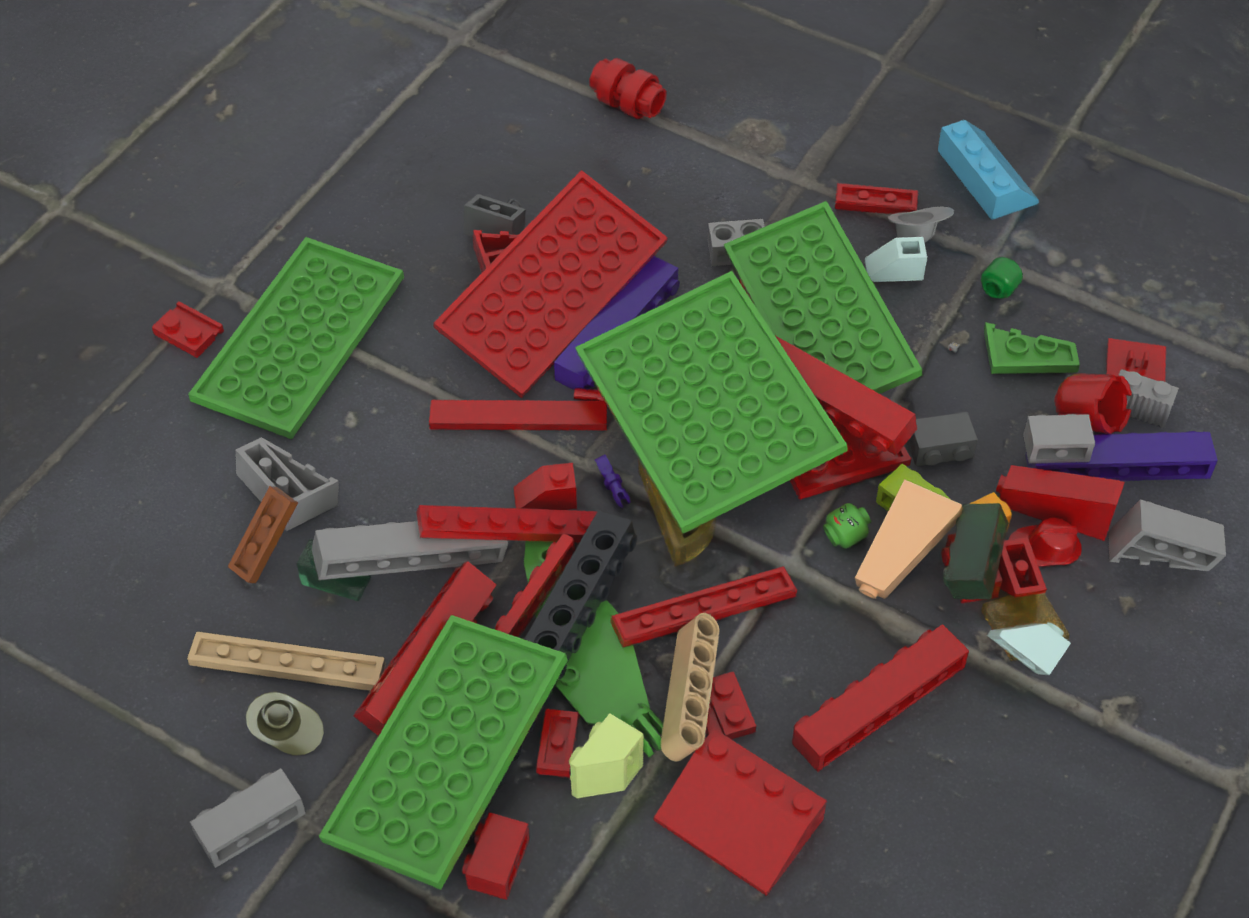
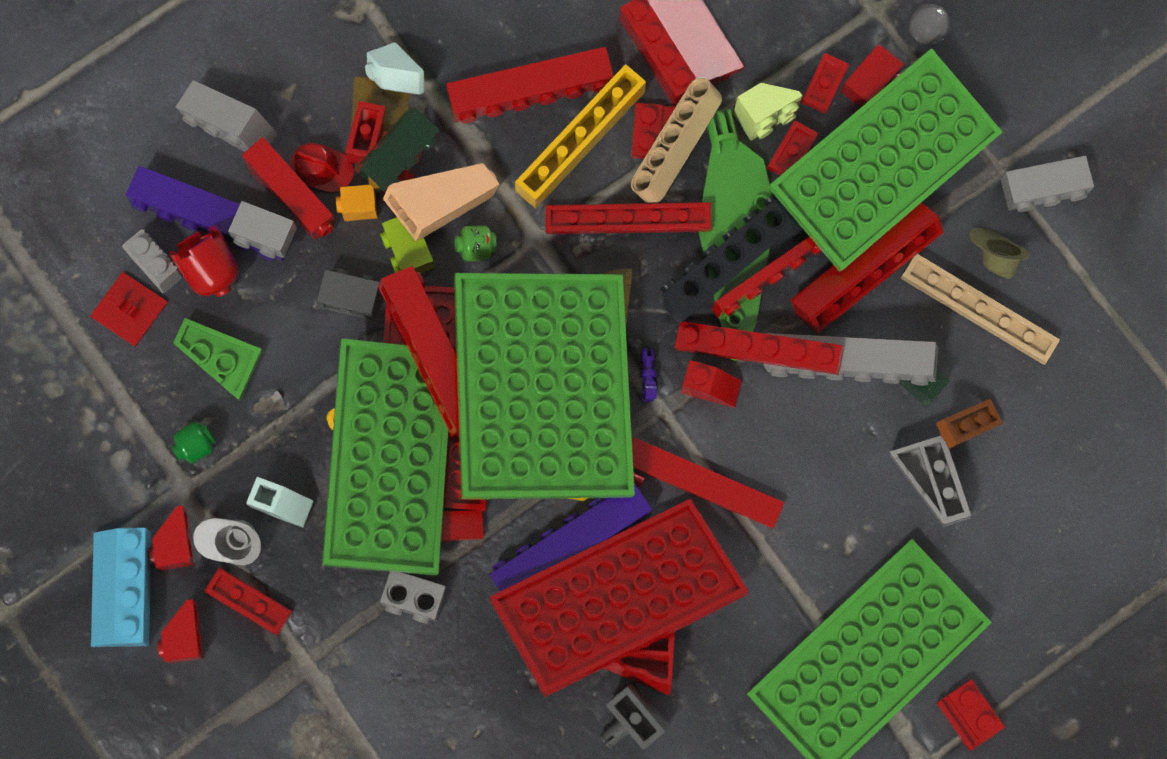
camera: 160 degrees left, 25 degrees up
(551, 831) = (825, 83): none -> red plate
(795, 660) = (580, 136): none -> yellow brick
(911, 154) = (182, 636): none -> red slope
(968, 209) = (173, 542): none -> red slope

